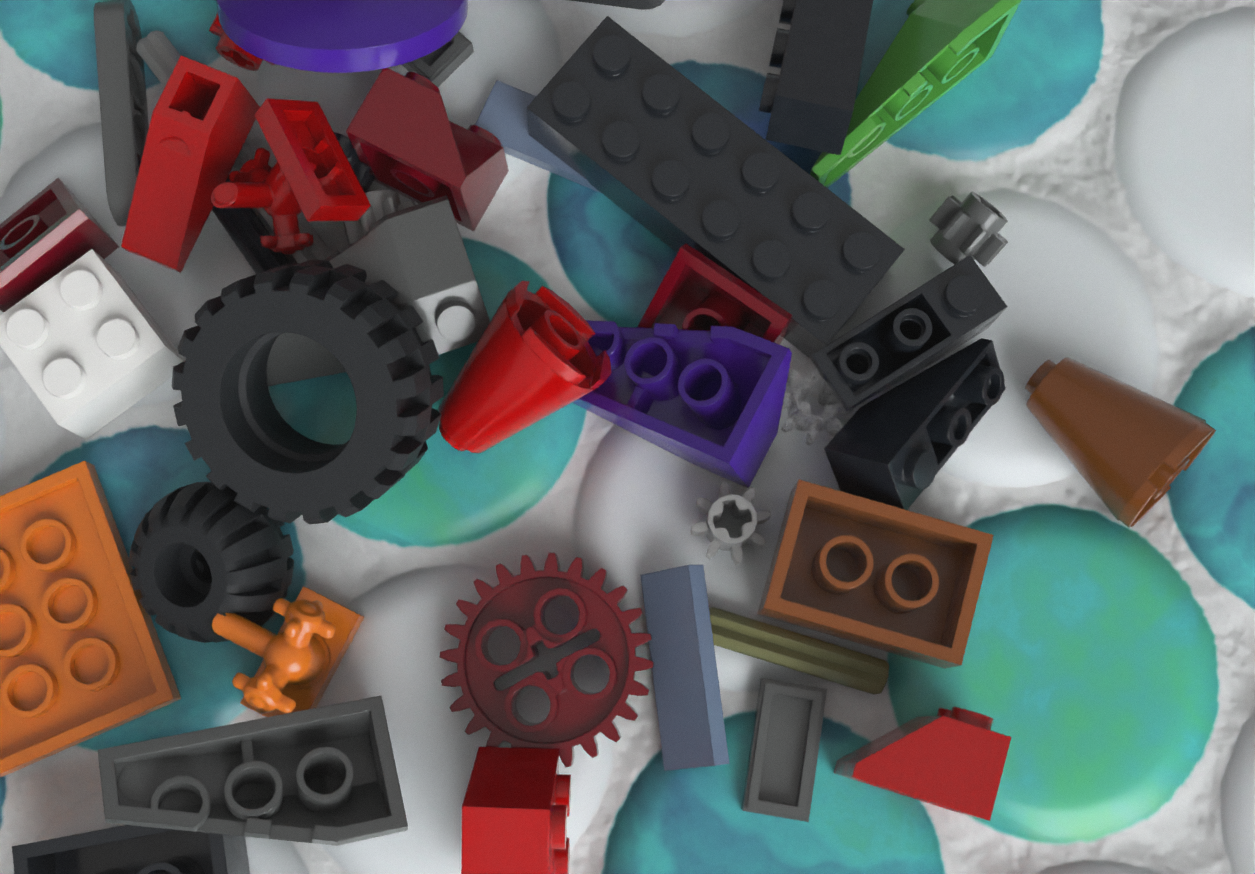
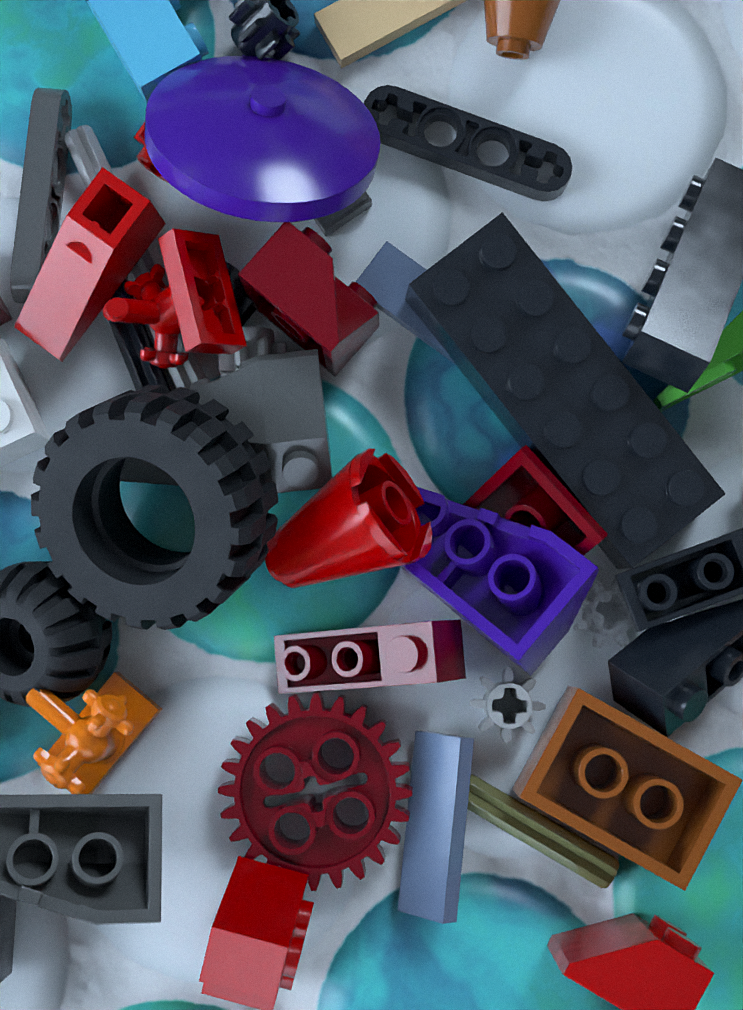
camera: 15 degrees right, 5 degrees up
(575, 505) = (370, 657): none -> slope
(784, 750) = (507, 916): dark grey tile -> none

